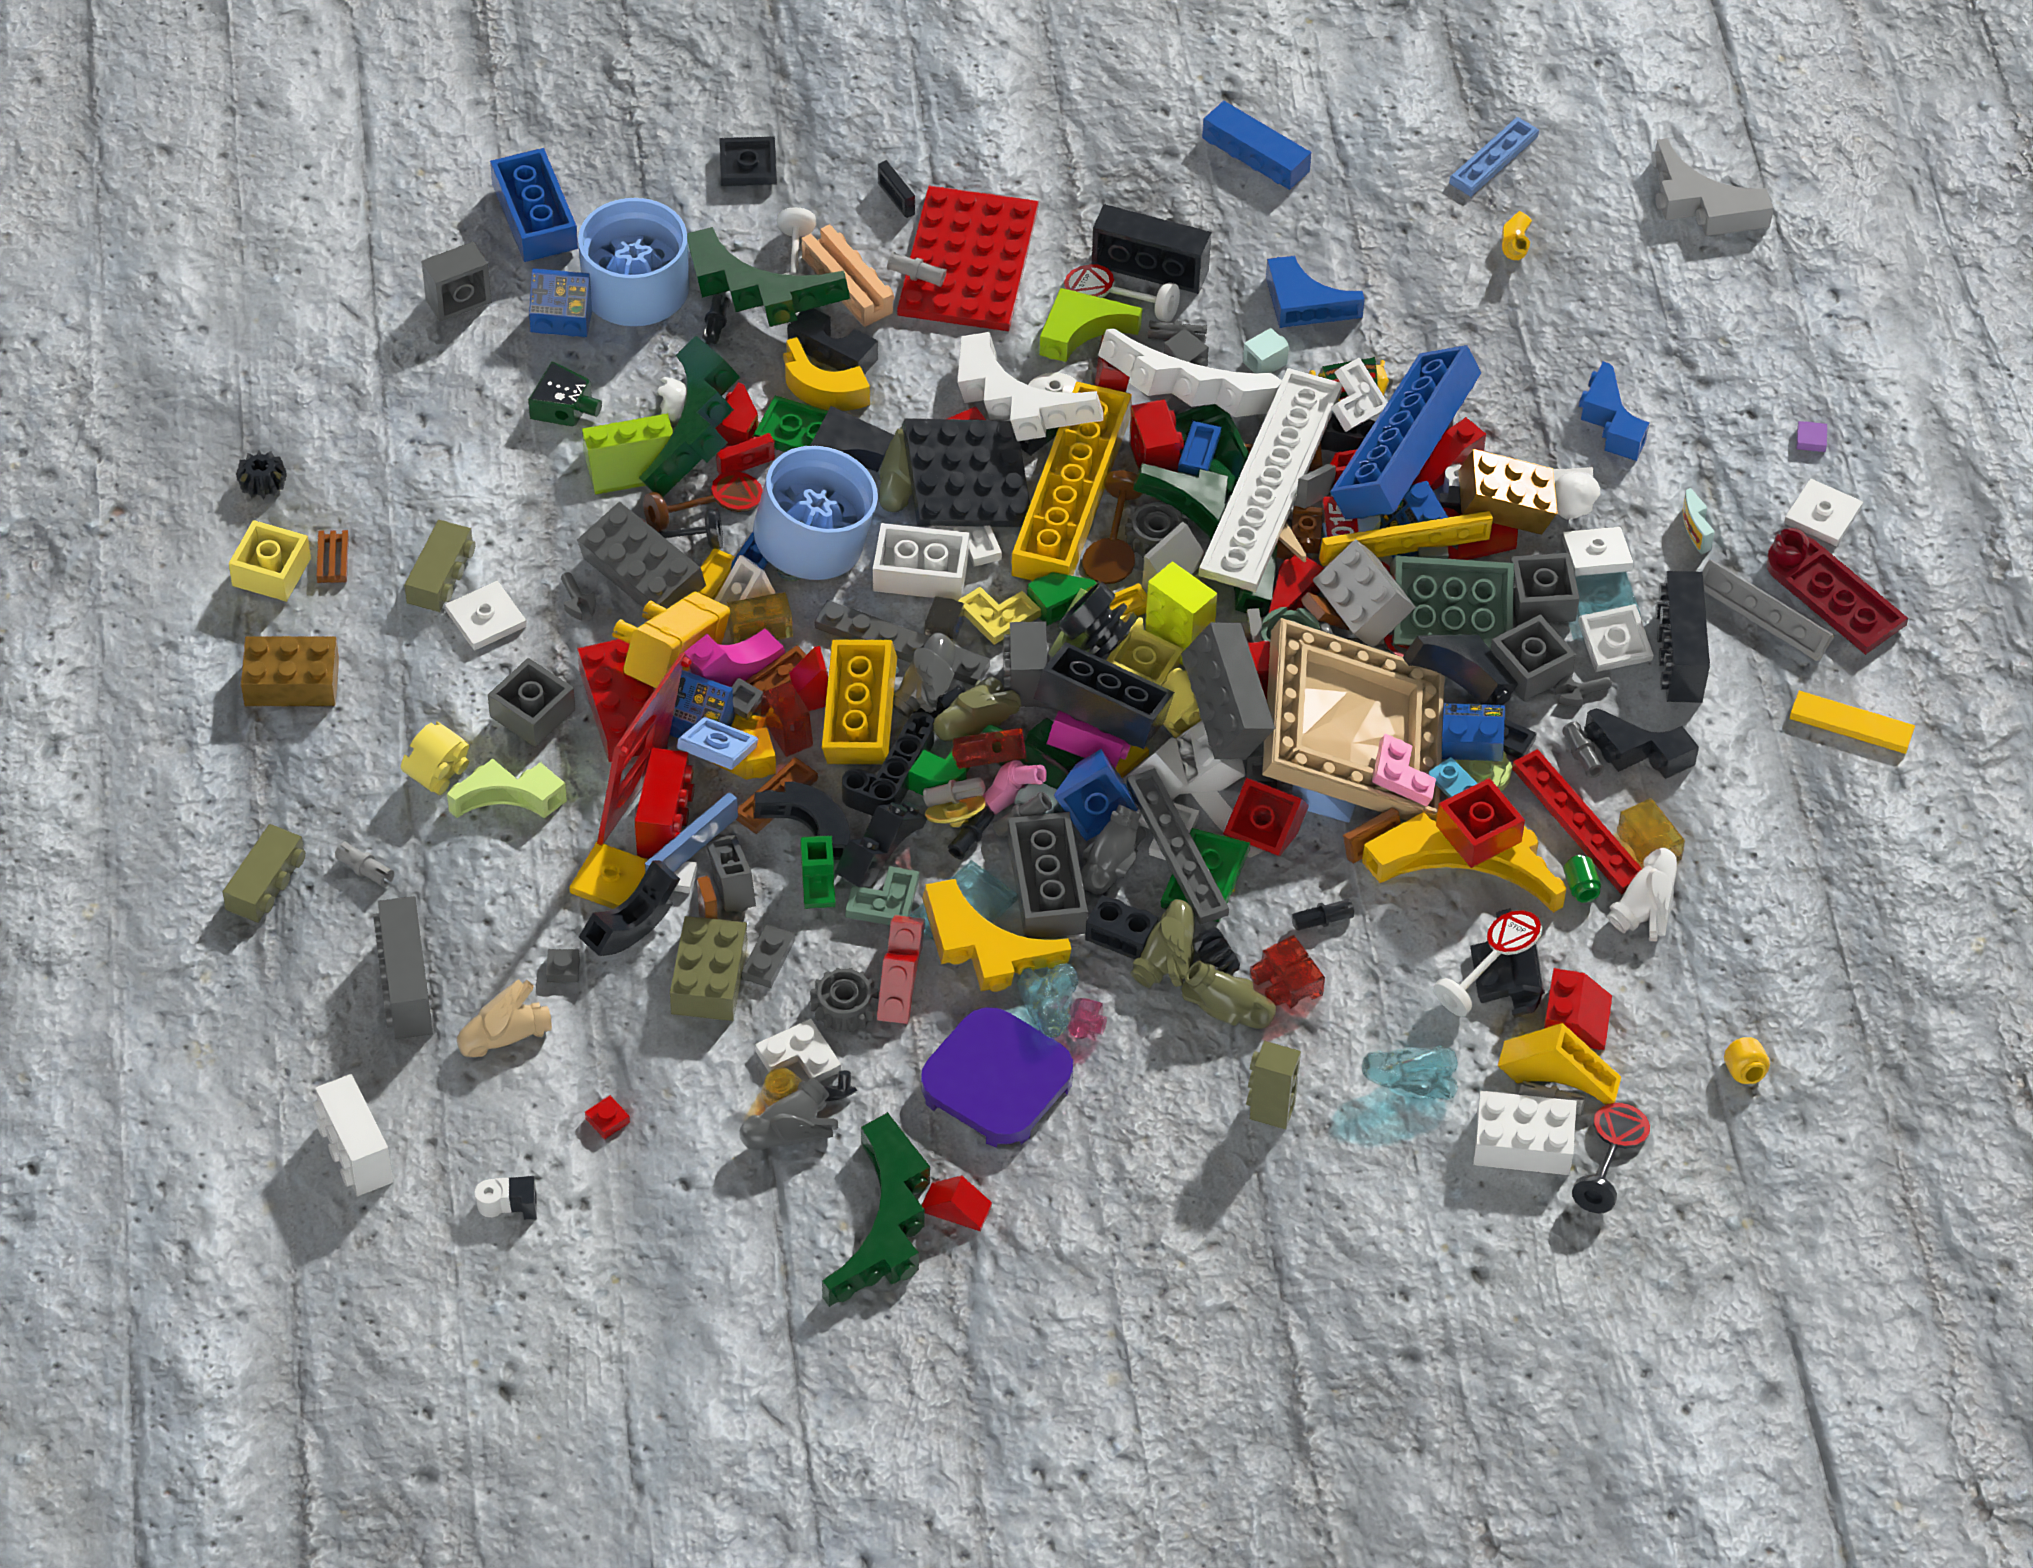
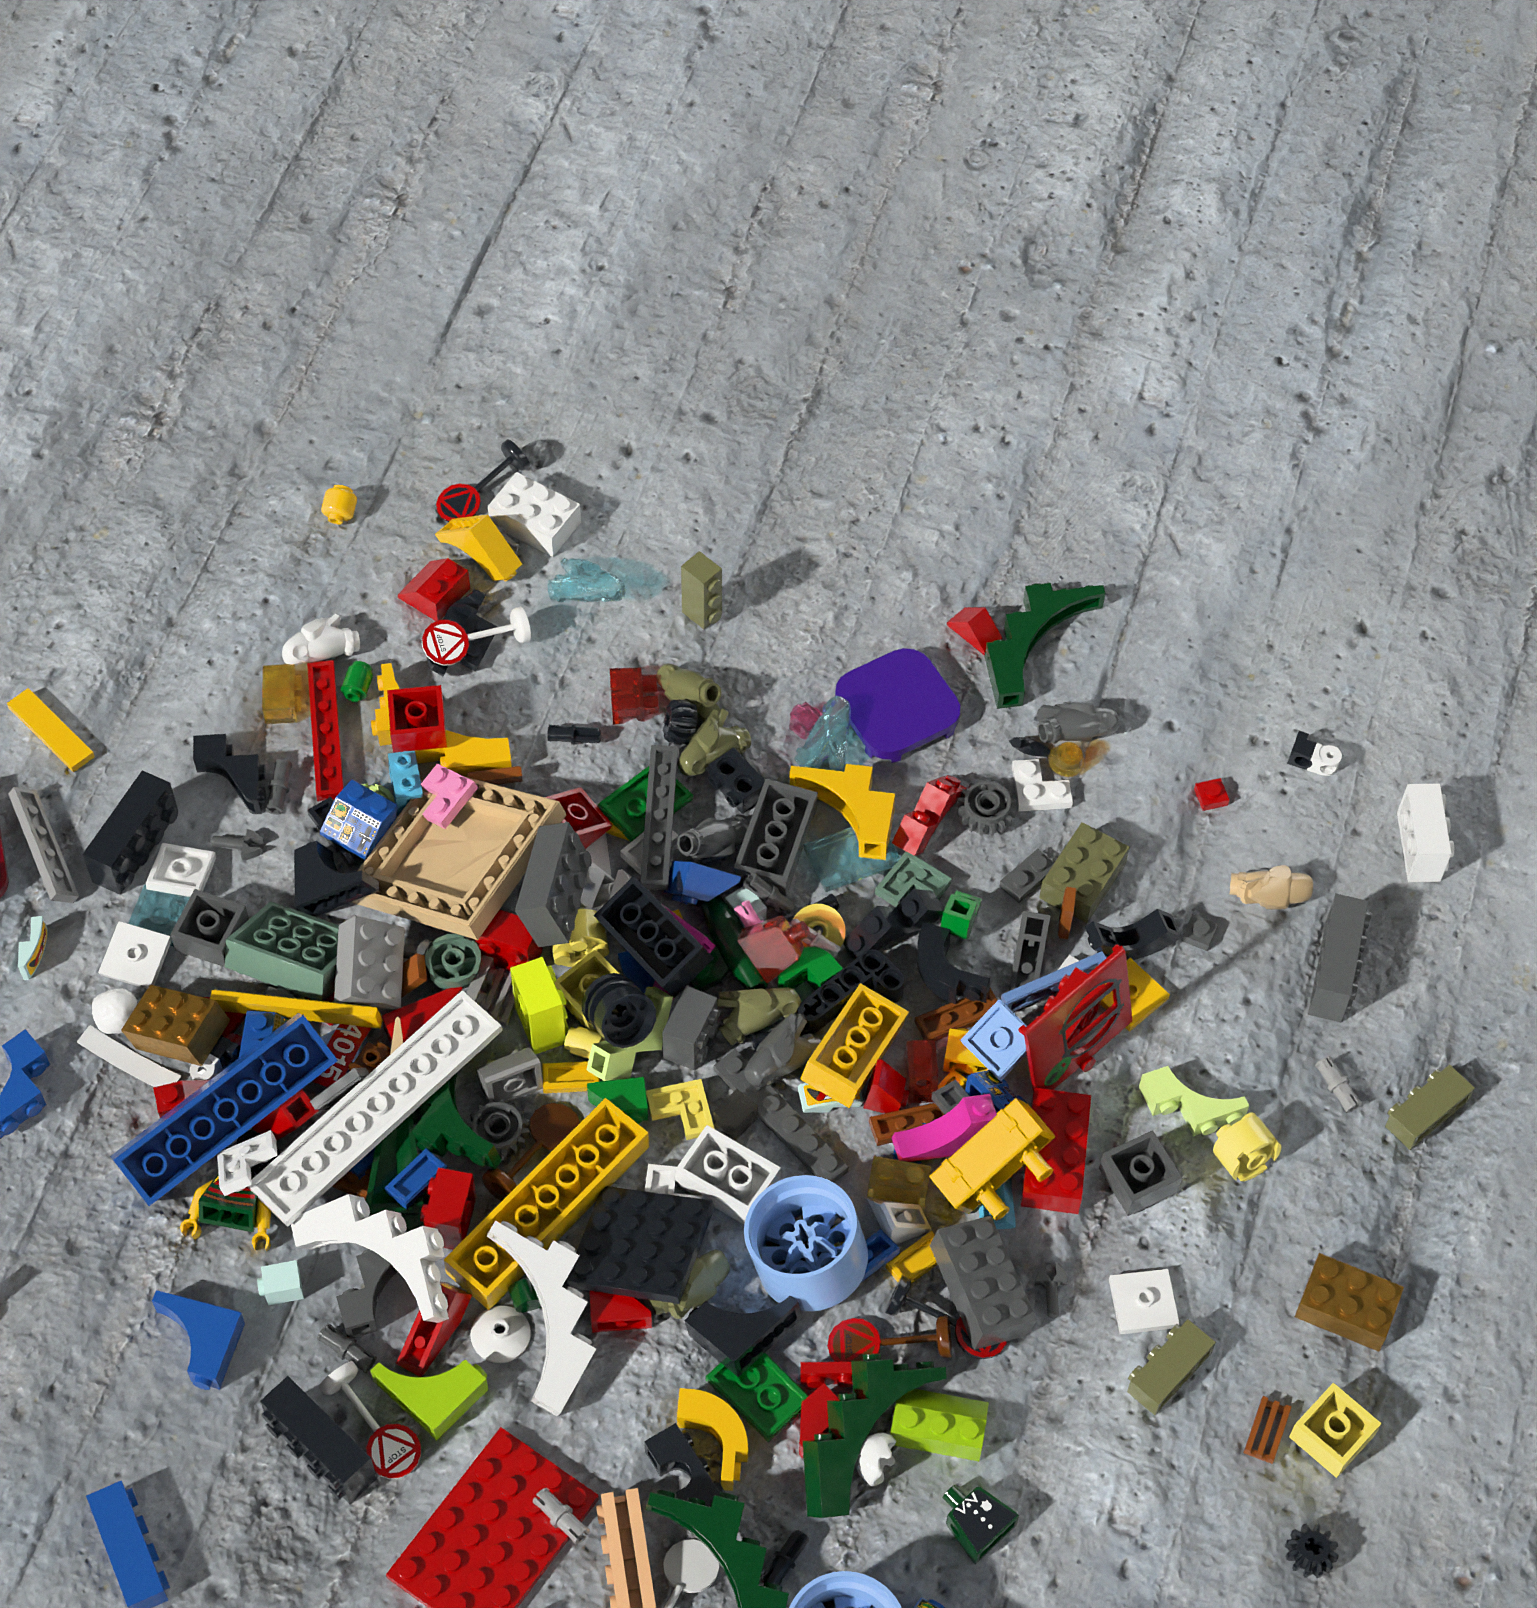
camera: 155 degrees left, 5 degrees up
(1534, 656) = (265, 869): dark grey brick -> none

